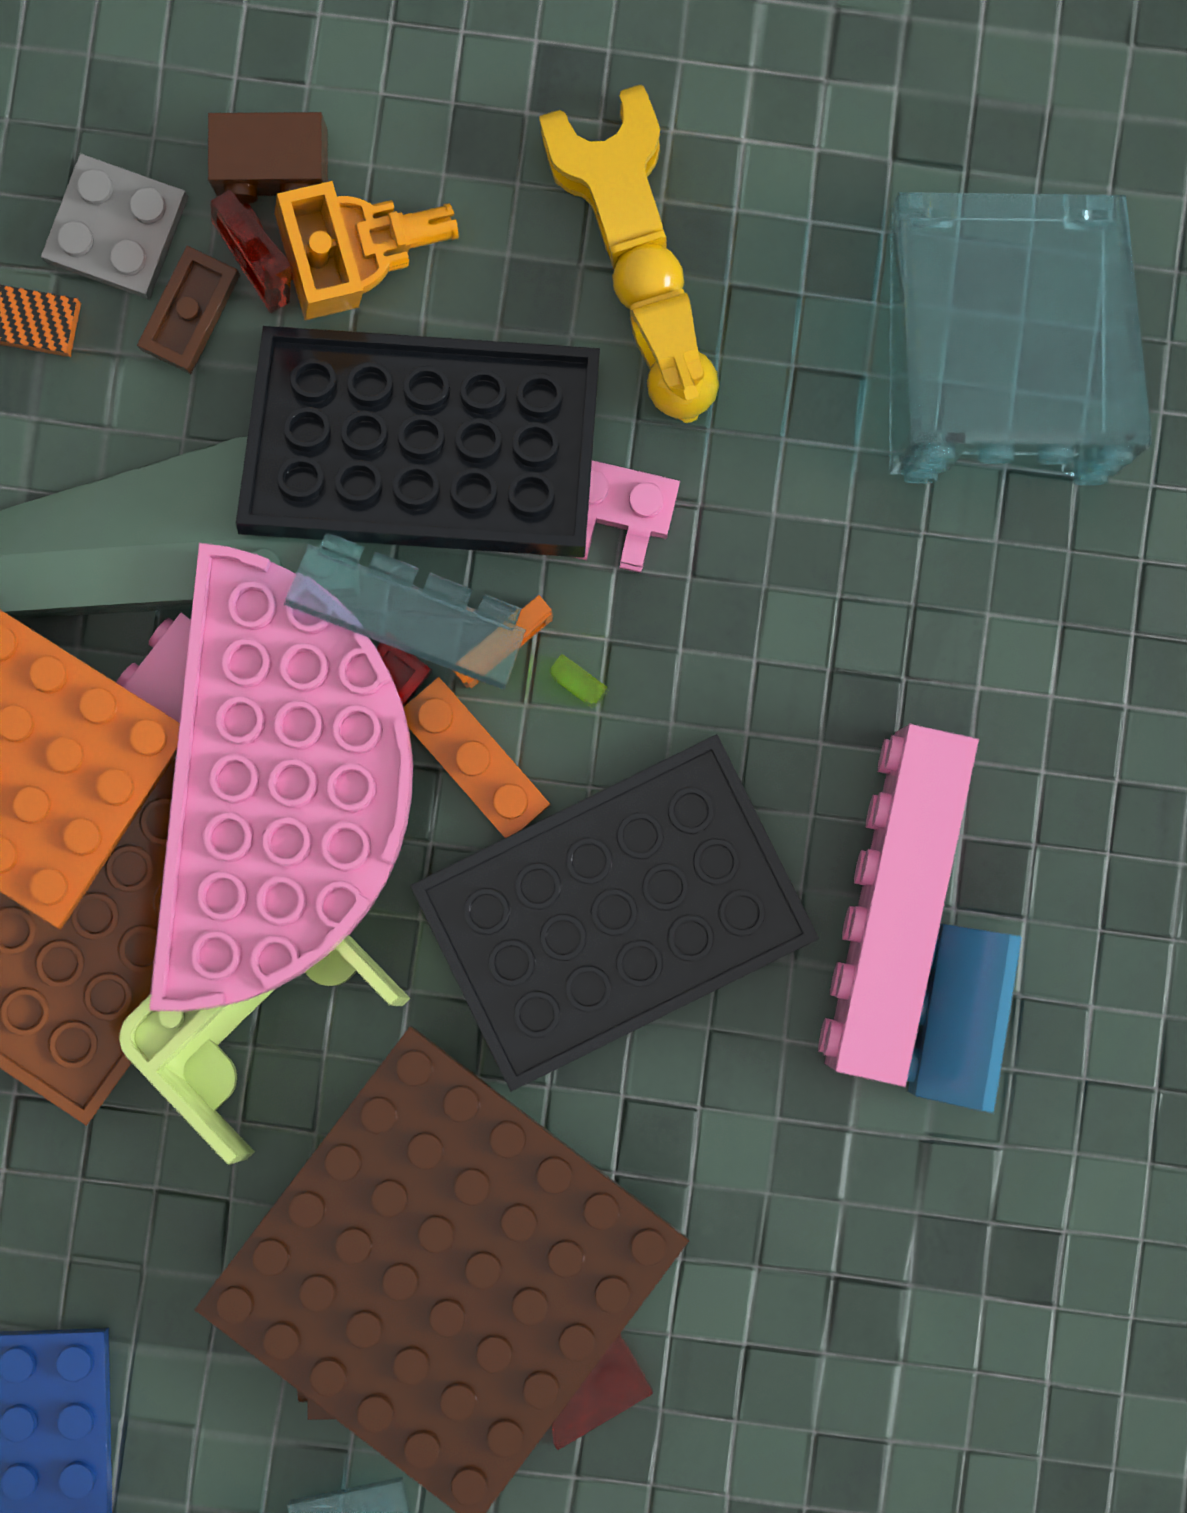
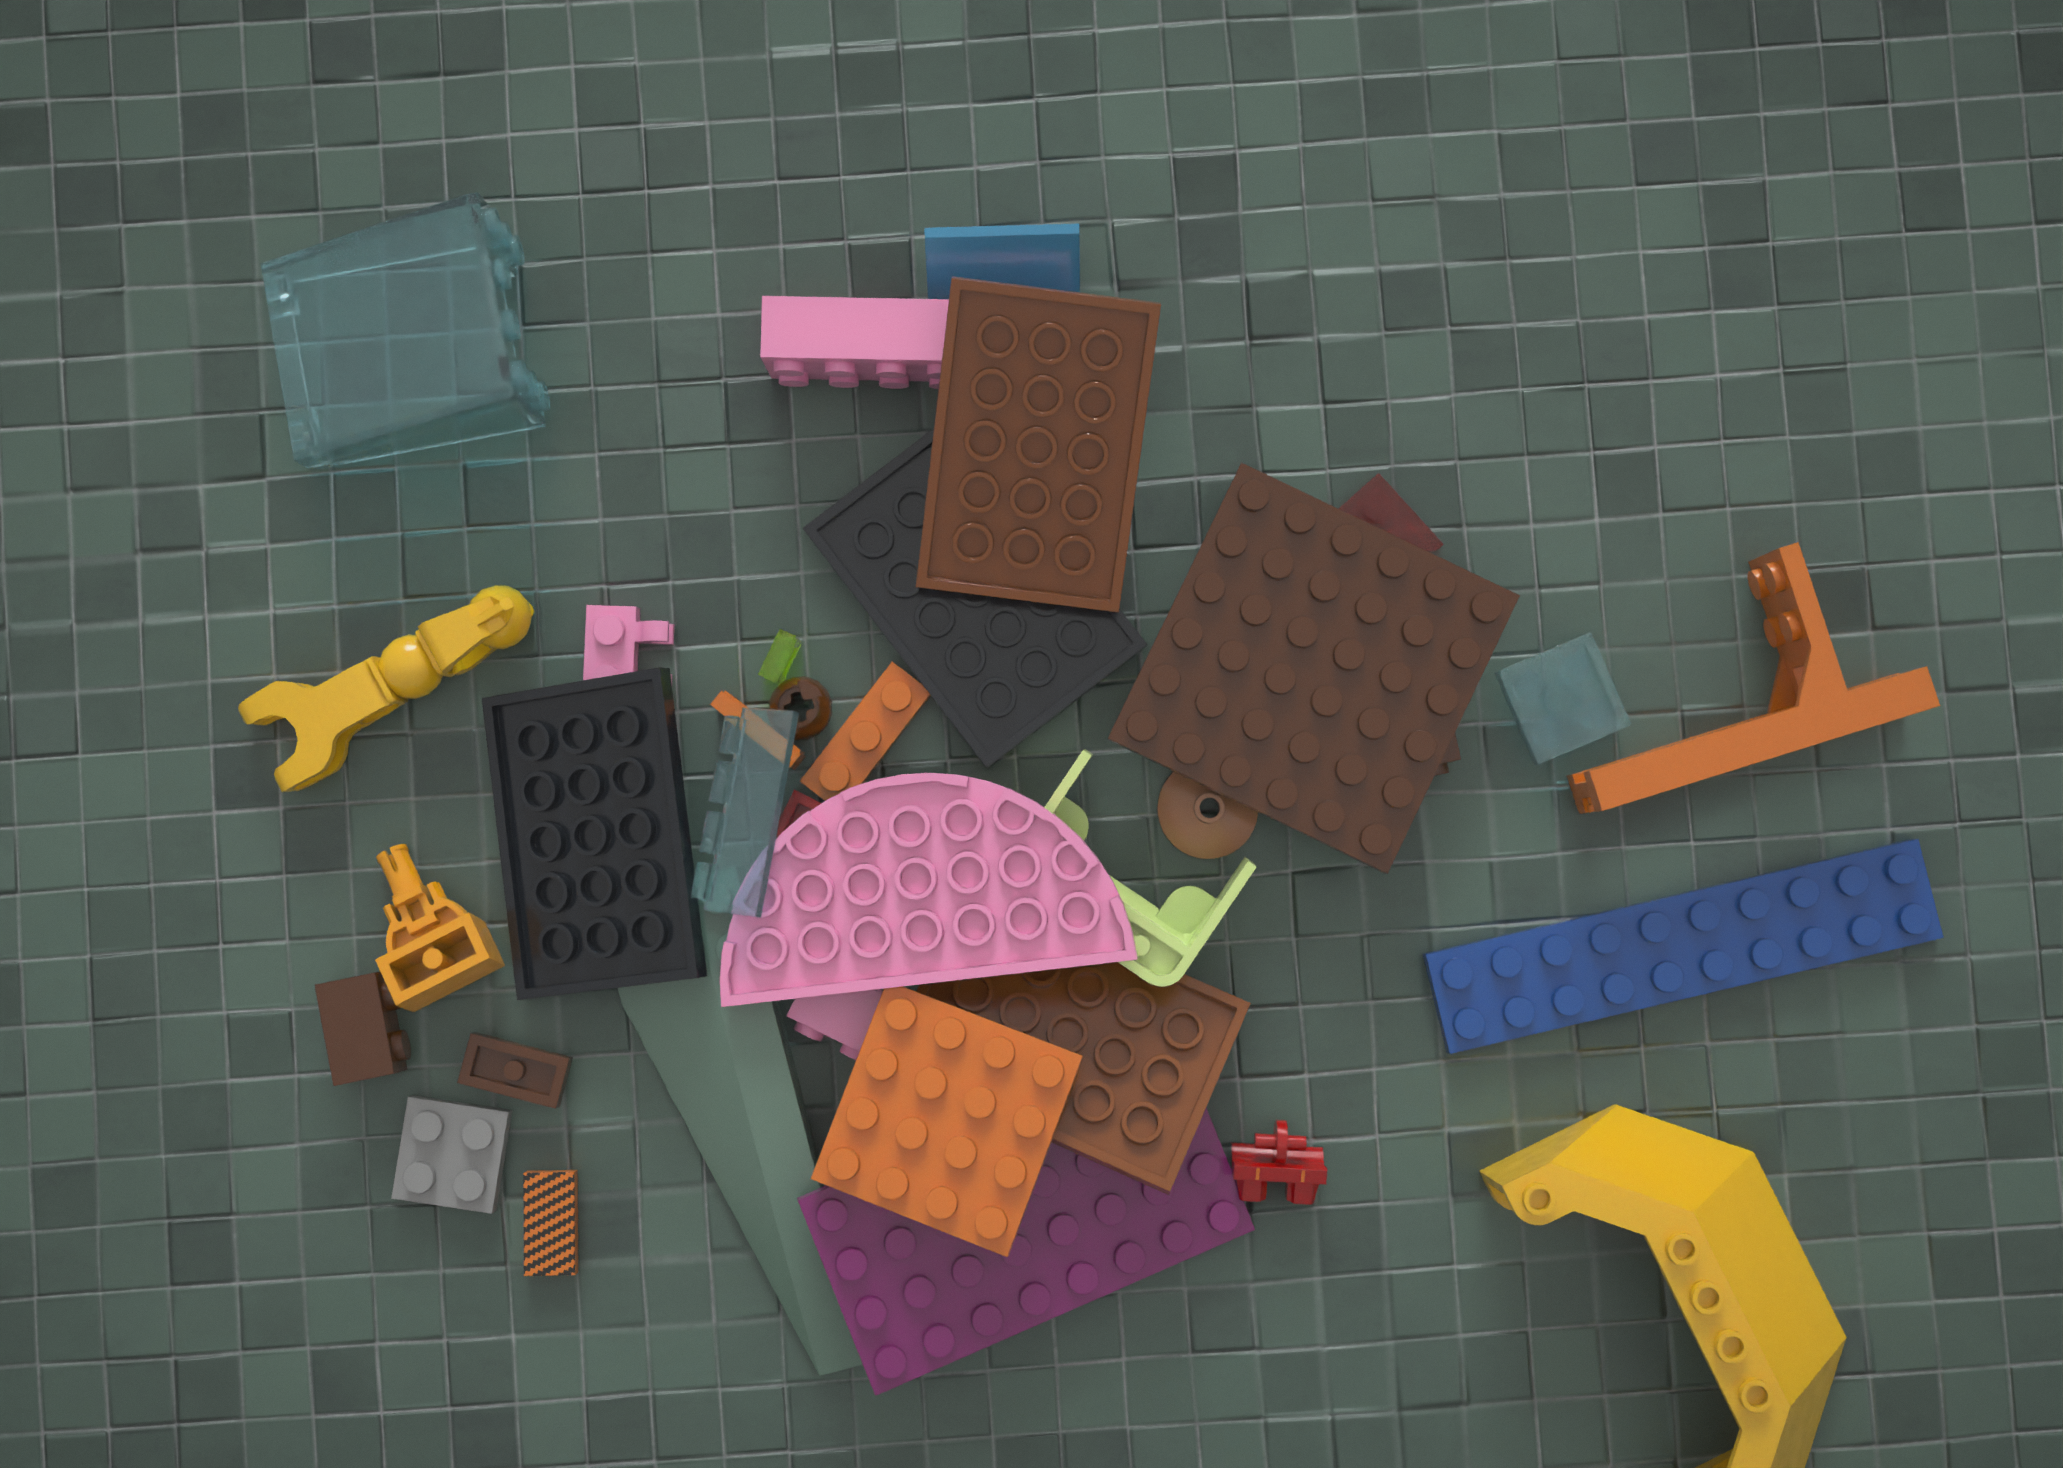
camera: 100 degrees left, 0 degrees up
(253, 249) = (449, 1021): clear red wing -> none
(295, 1096) = (1194, 833): none -> nougat dish
(534, 707) = (810, 691): none -> reddish brown piece
(753, 1015) = (1037, 443): none -> dark orange plate

